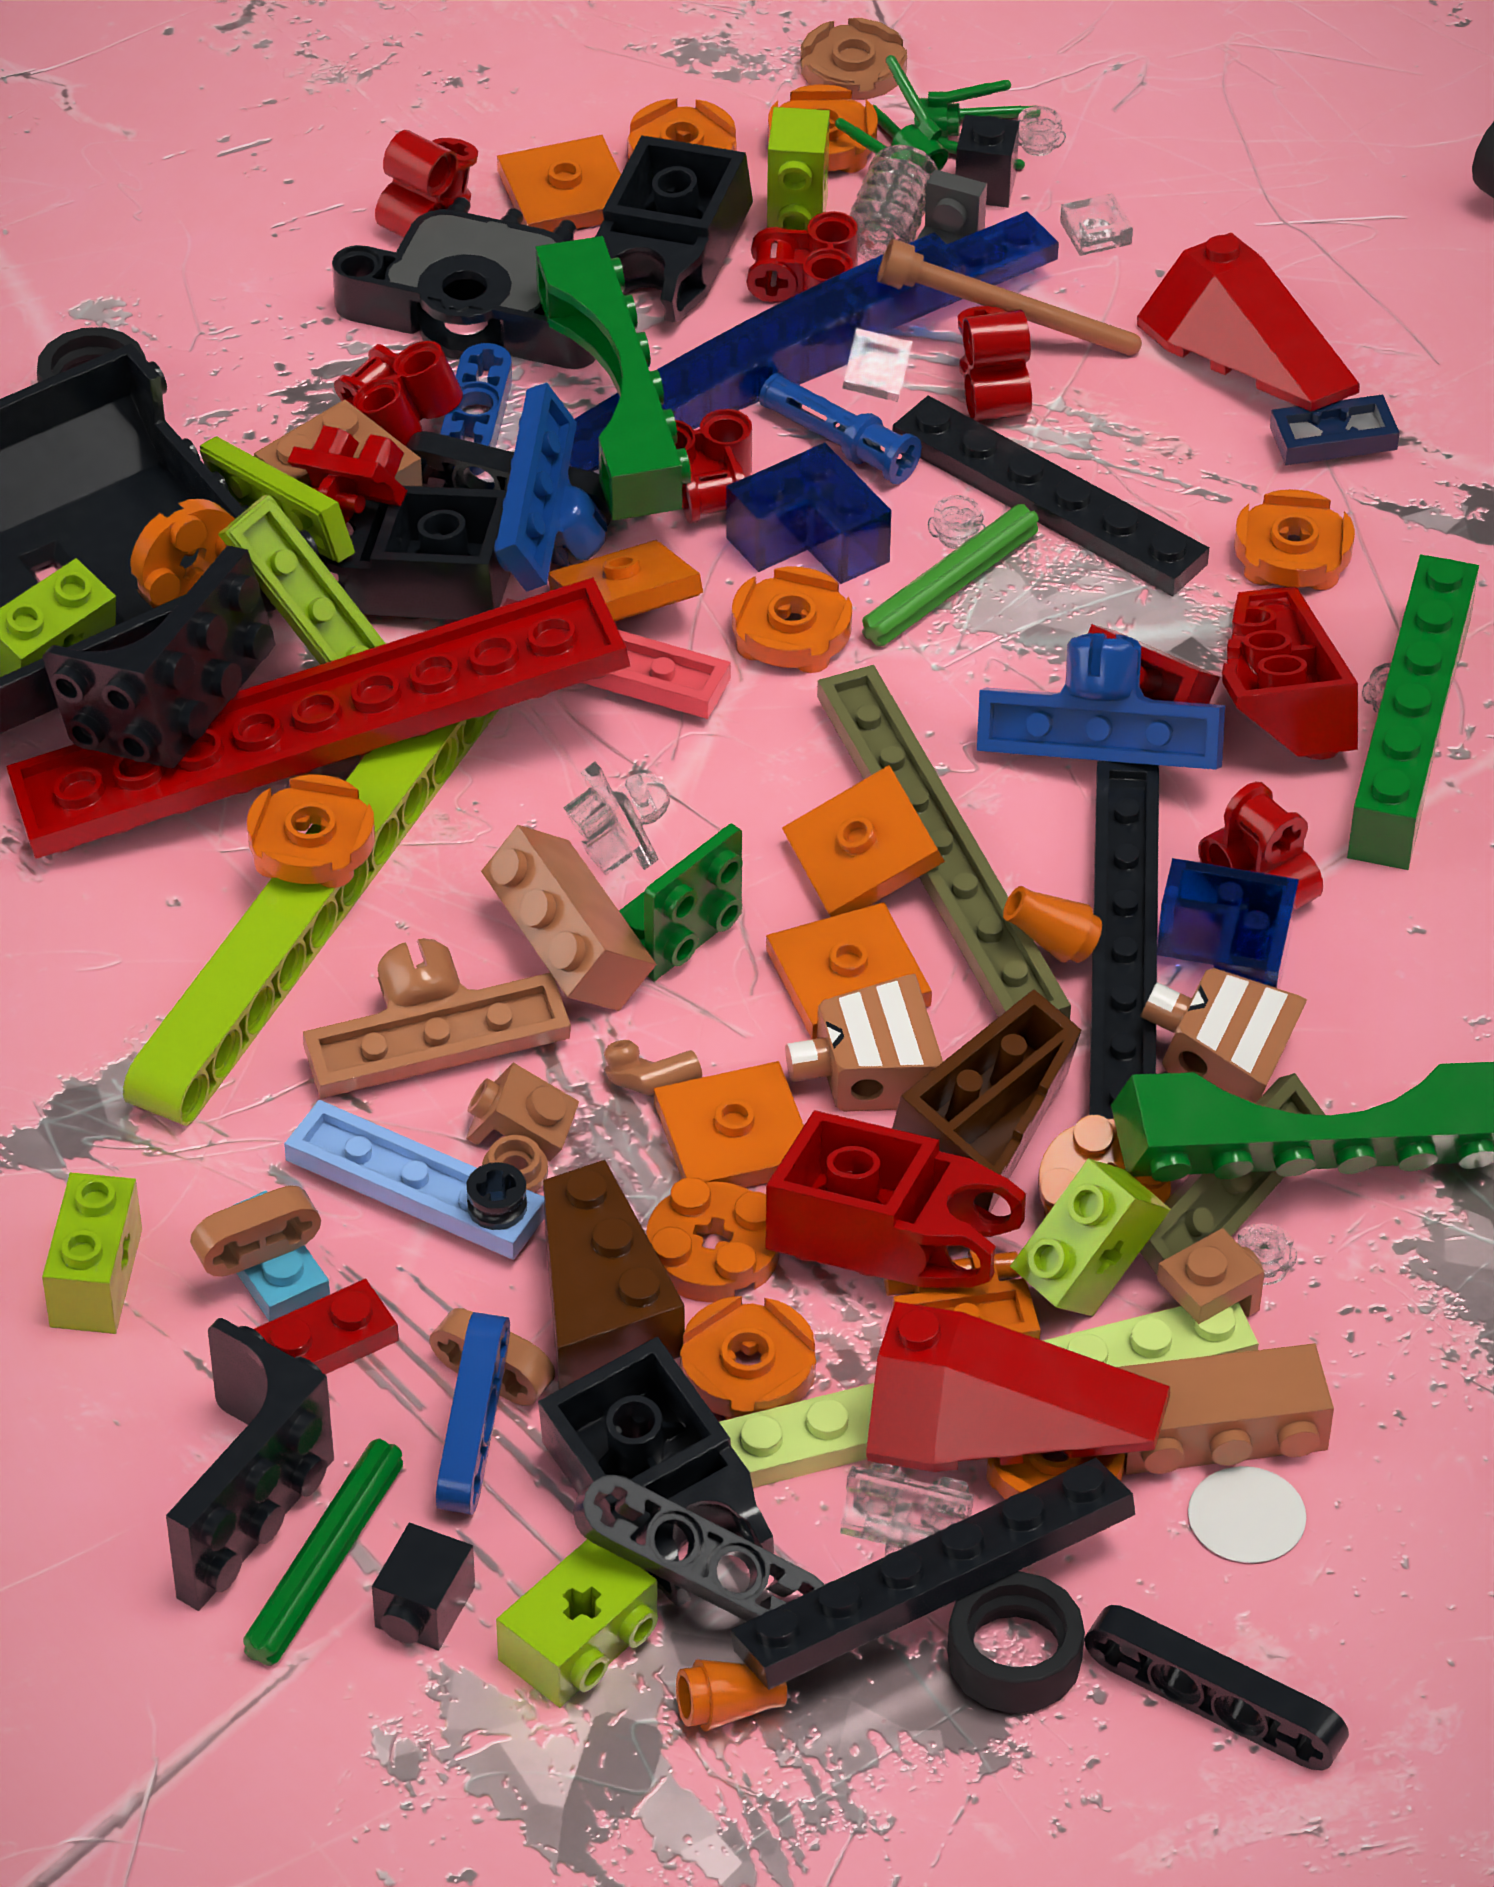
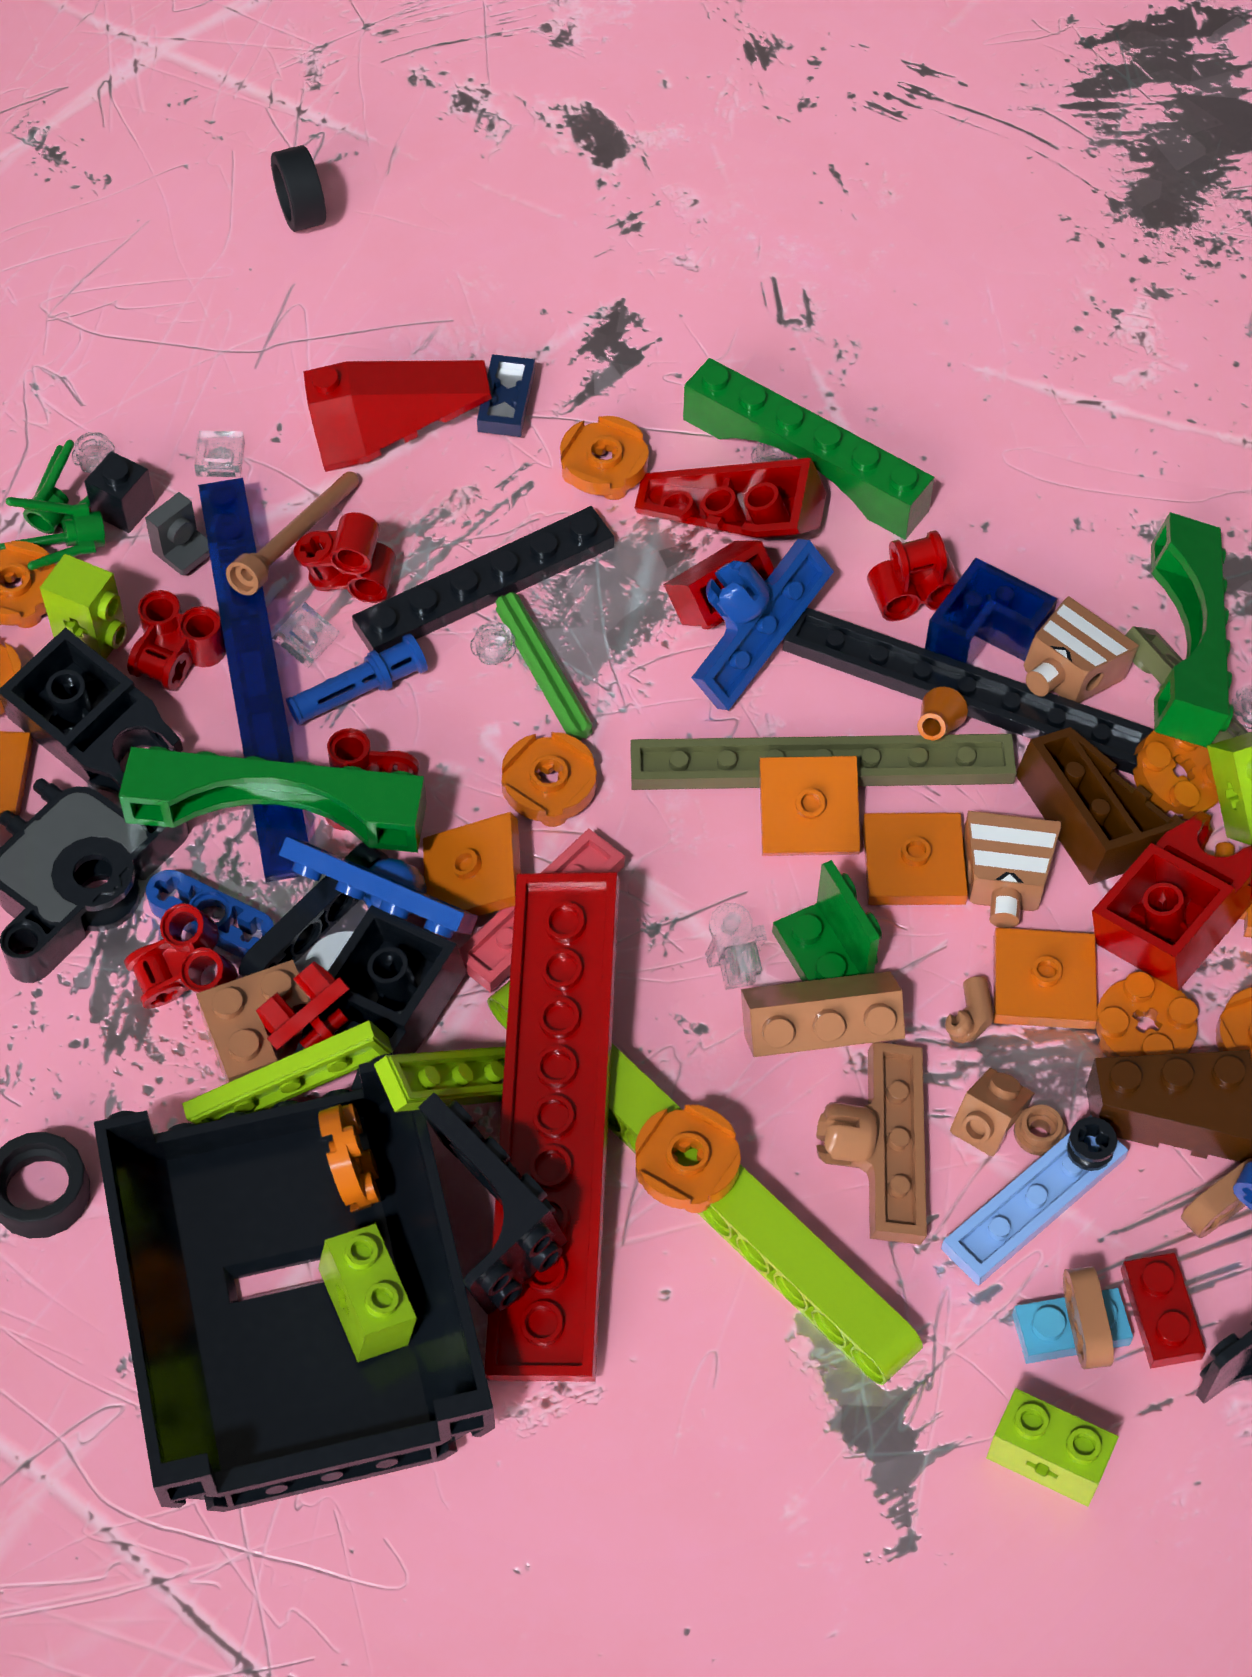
camera: 70 degrees left, 10 degrees up
(810, 506) = (450, 719): clear blue brick -> none
(891, 199) = (136, 564): clear piece -> none

